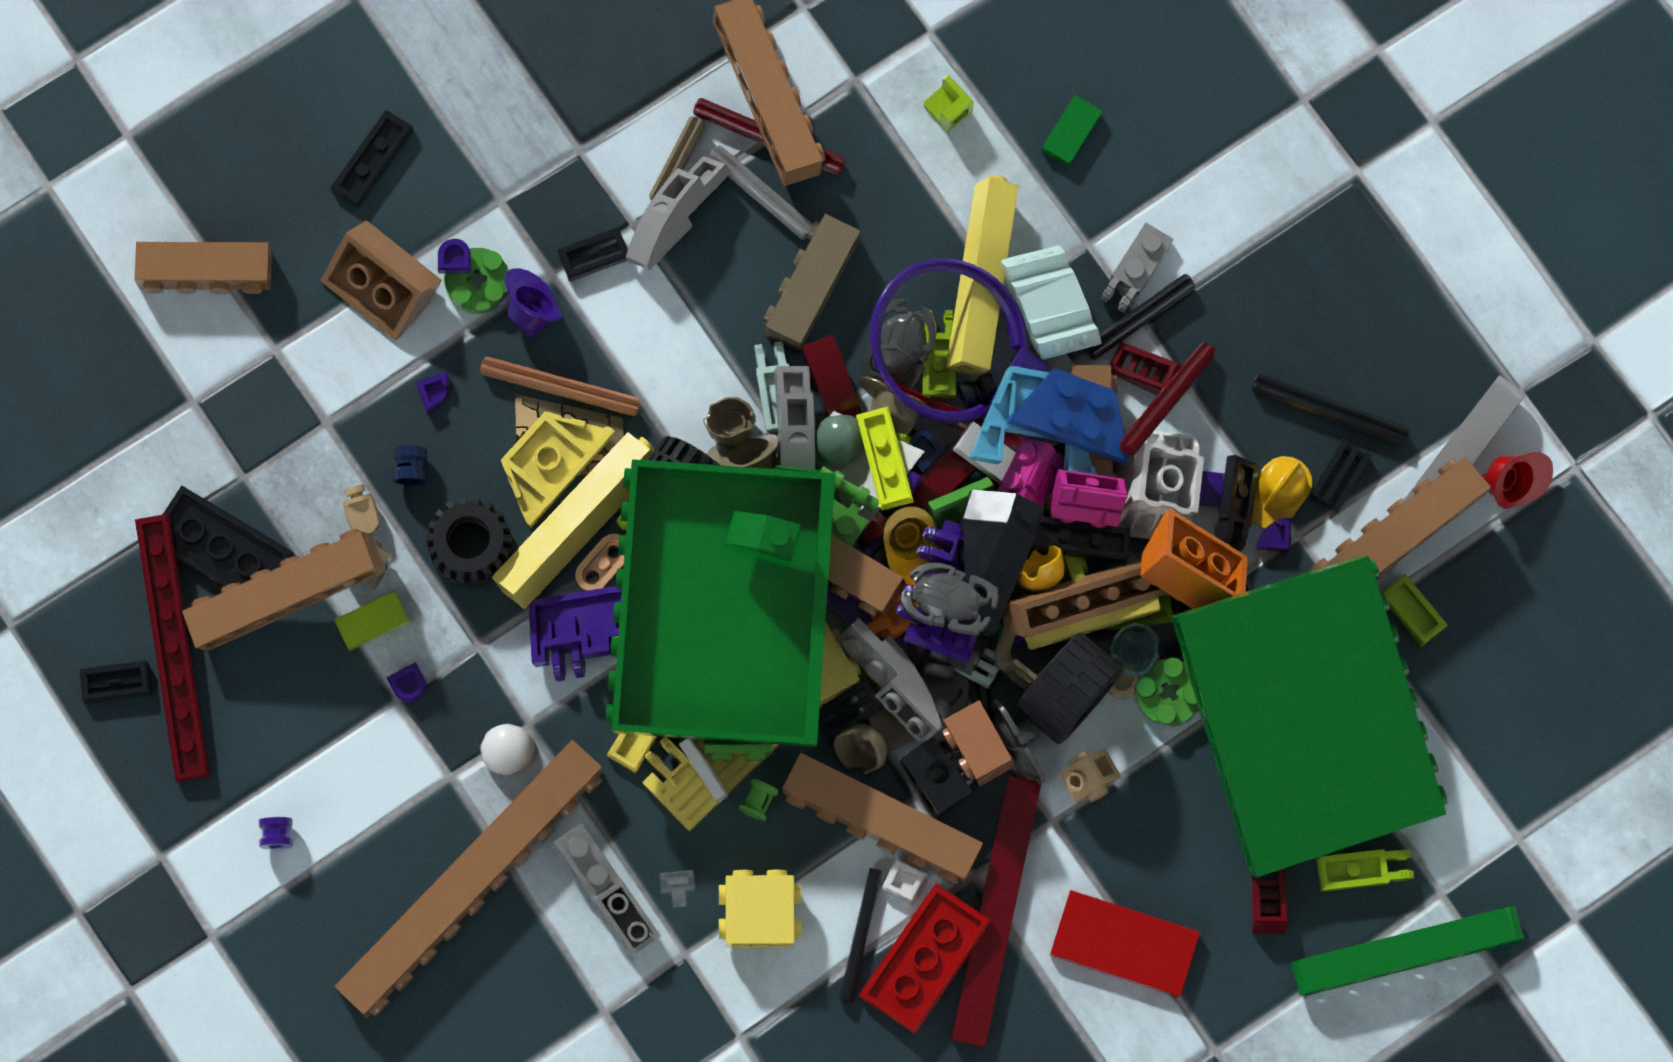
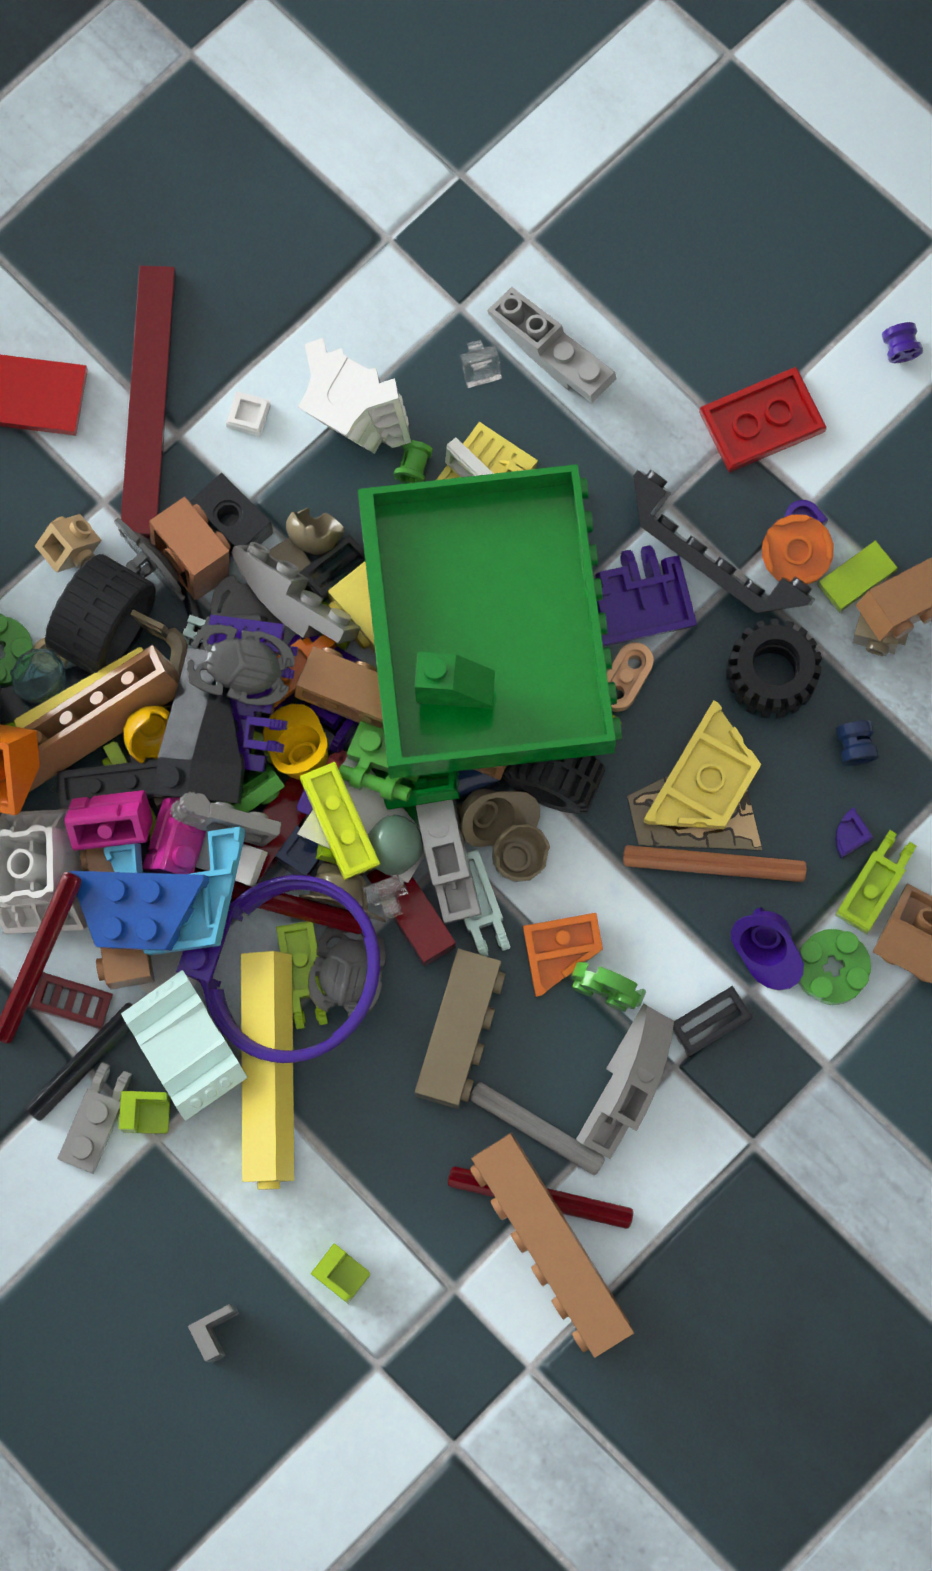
camera: 175 degrees right, 0 degrees up
(361, 510) = (897, 685): tan arm -> none
(421, 651) = (798, 548): none -> orange tile
(423, 341) = (874, 886): none -> lime hinge
(423, 787) = (762, 419): none -> red tile
(443, 604) = (651, 497): none -> black slope
(454, 257) = (864, 979): dark purple tile -> none
(469, 879) = (692, 334): medium nougat brick -> none
(507, 749) = (686, 470): white hair -> none
(570, 524) = (665, 714): light yellow brick -> none
(679, 291) = (609, 984): none -> bright green plate
(680, 152) = (638, 1154): dark tan axle -> none
(710, 337) = (558, 946): none -> orange wing
(760, 910) = (393, 344): light yellow brick -> none
(810, 848) = (353, 399): none -> white slope
(854, 396) = (386, 894): none -> clear tile
(860, 935) = (284, 353): black piece -> none
(882, 819) = (275, 463): medium nougat brick -> none
(925, 959) = (213, 338): red tile -> none
(977, 391) = (259, 932): black wheel -> none
(985, 473) = (200, 813): none -> light grey hinge
(1065, 74) = (205, 1336): none -> light grey panel
(1071, 130) = (192, 1270): green tile -> none
(1094, 264) = (144, 1112): none -> lime panel

